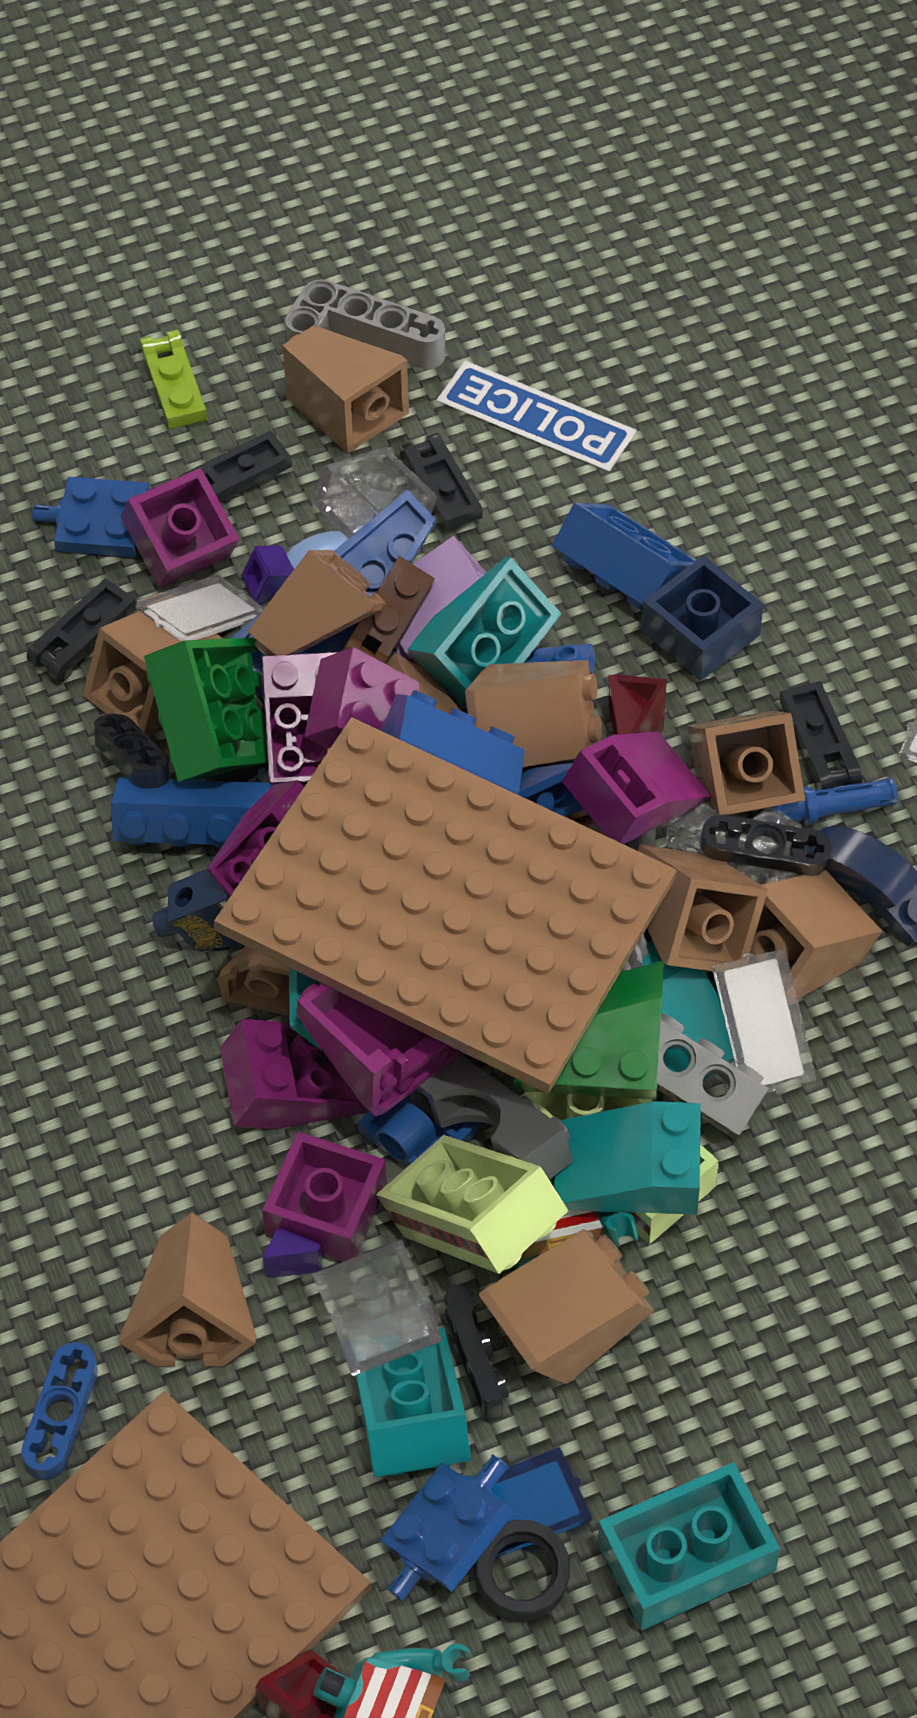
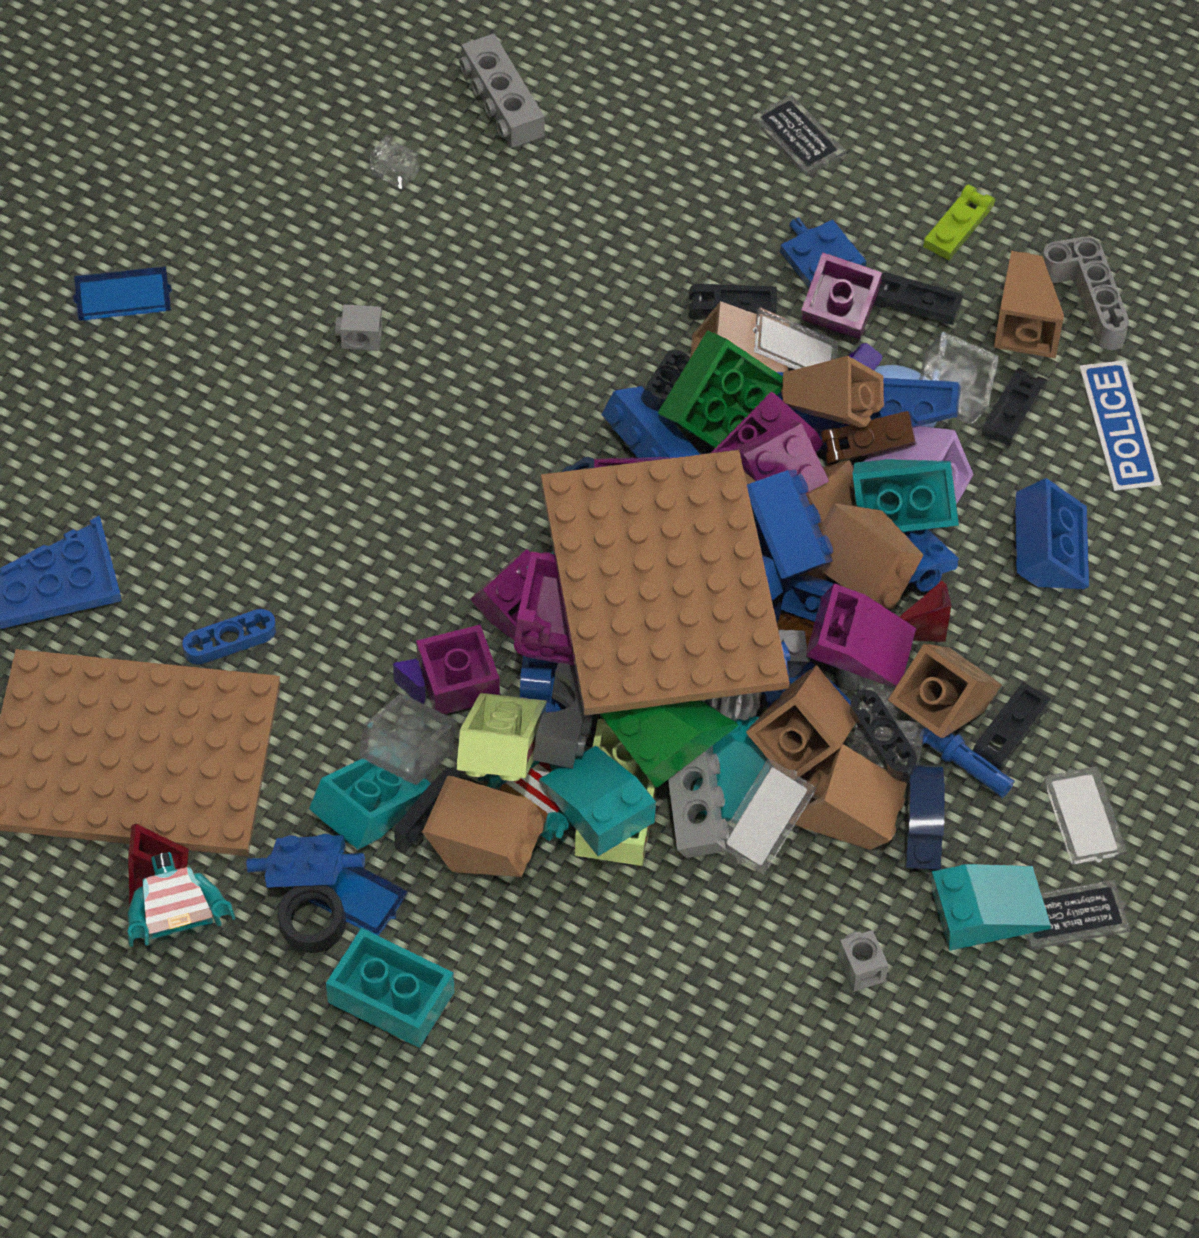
camera: 50 degrees right, 0 degrees up
(190, 1300) = (342, 649): medium nougat slope -> none
(702, 617) = (1035, 604): dark blue brick -> none

